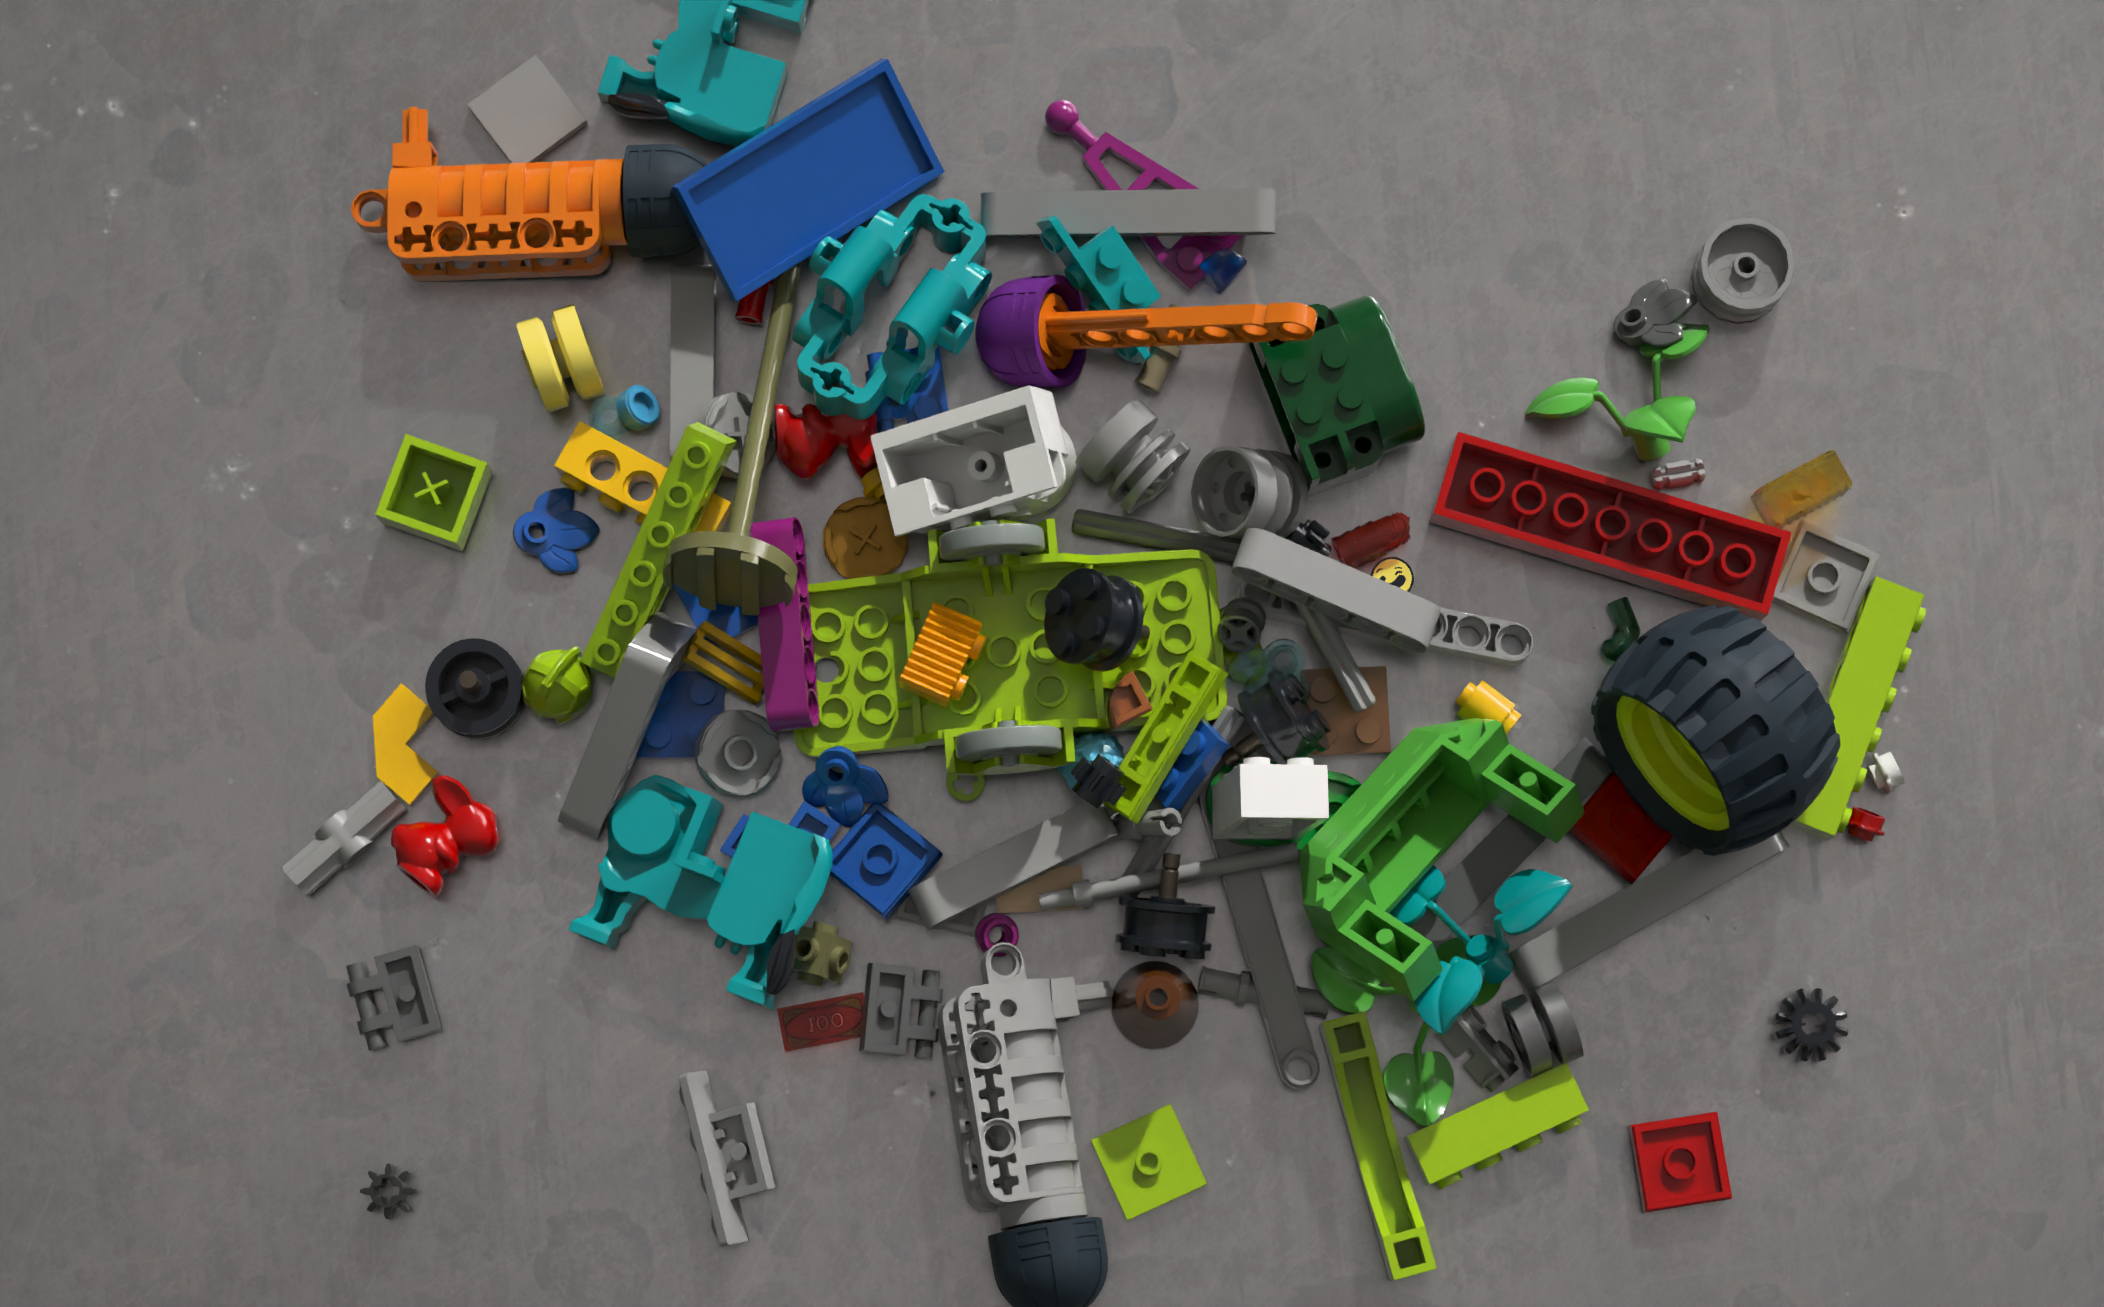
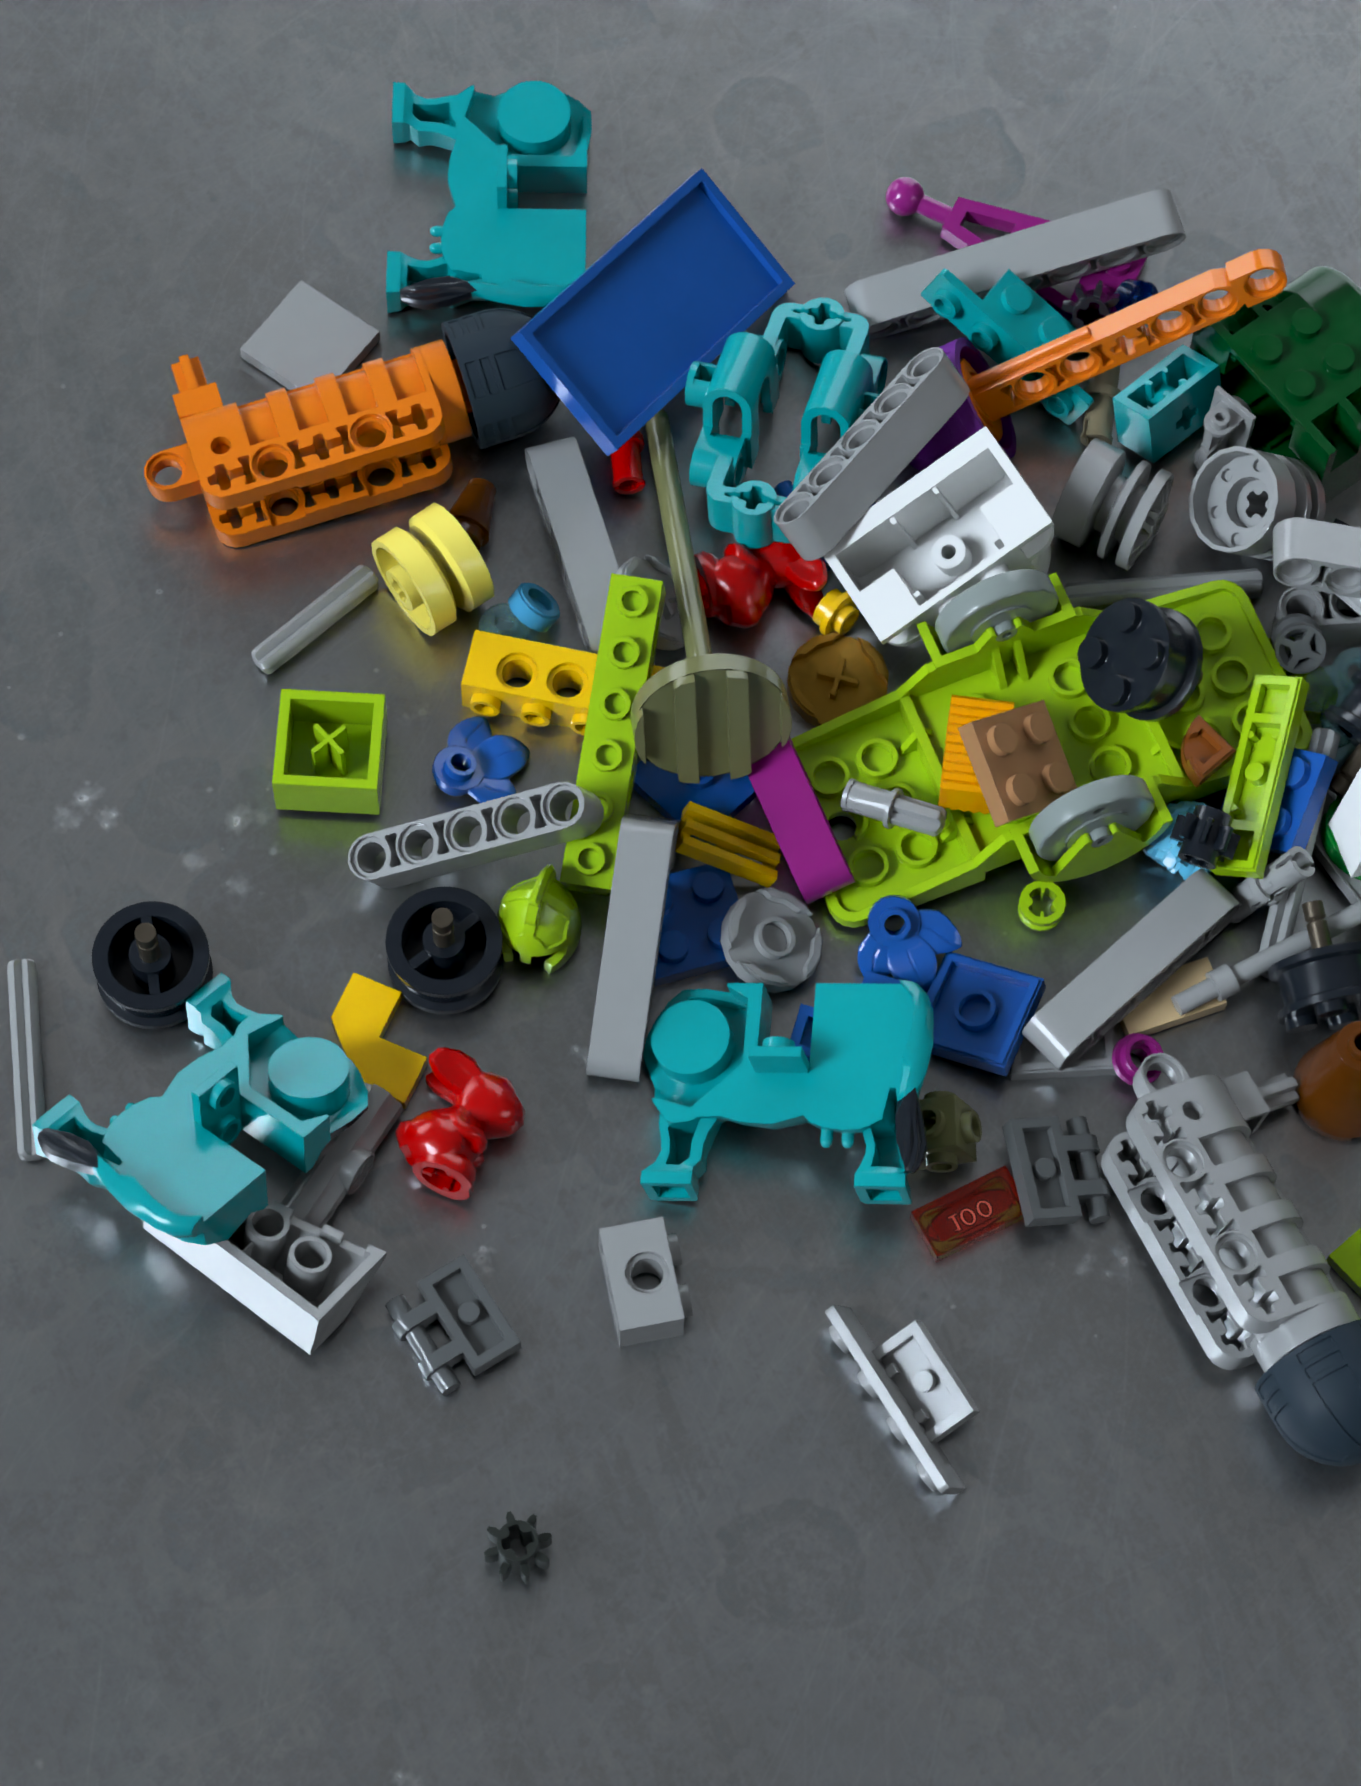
camera: 15 degrees left, 15 degrees down
(126, 681) = (26, 1053): none -> light grey axle
(194, 812) = (173, 1151): none -> teal animal
(242, 635) = (151, 963): none -> black wheel
(267, 909) = (286, 1271): none -> light grey wedge
(460, 365) = (315, 619): none -> light grey axle
(538, 982) = (637, 1312): none -> light grey brick
(539, 611) = (498, 838): none -> light grey beam
(611, 311) = (475, 510): none -> reddish brown cone
(864, 675) = (893, 808): none -> light grey axle
(936, 373) = (871, 454): none -> light grey beam
(966, 679) = (1017, 761): none -> medium nougat plate
(1184, 268) = (1084, 298): none -> black gear
(1212, 377) = (1166, 403): none -> teal brick
(1247, 418) = (1225, 425): none -> light grey hinge

